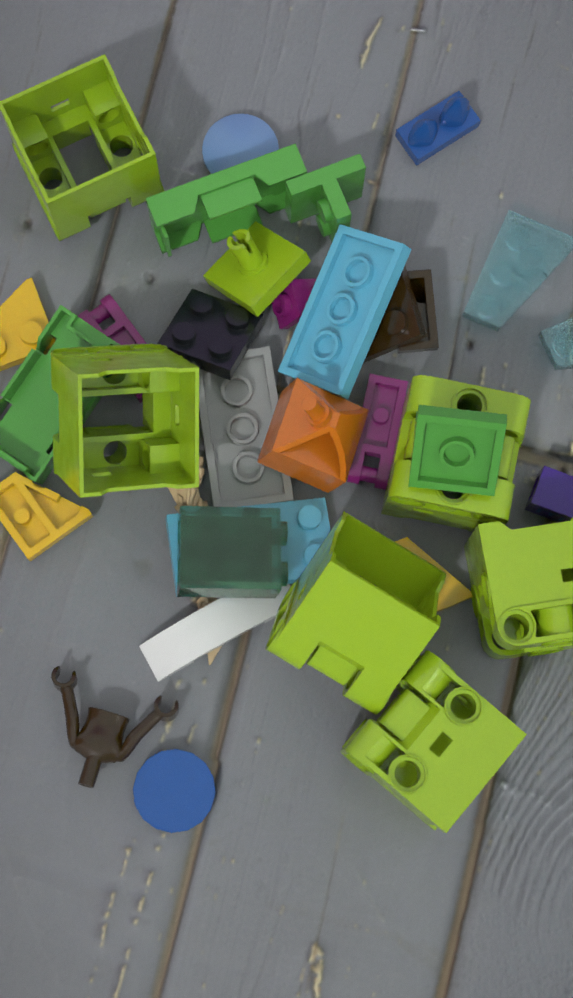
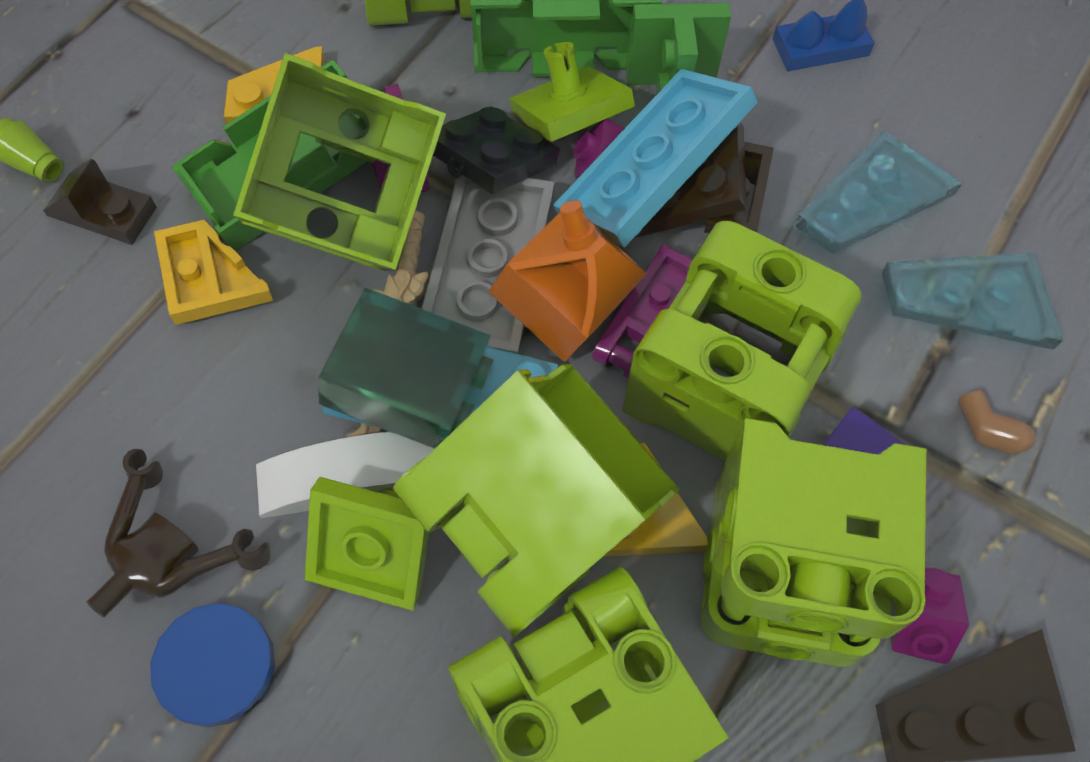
camera: 20 degrees right, 15 degrees down
(246, 679) = (365, 543): none -> lime tile
(457, 450) = (746, 298): bright green bracket -> none

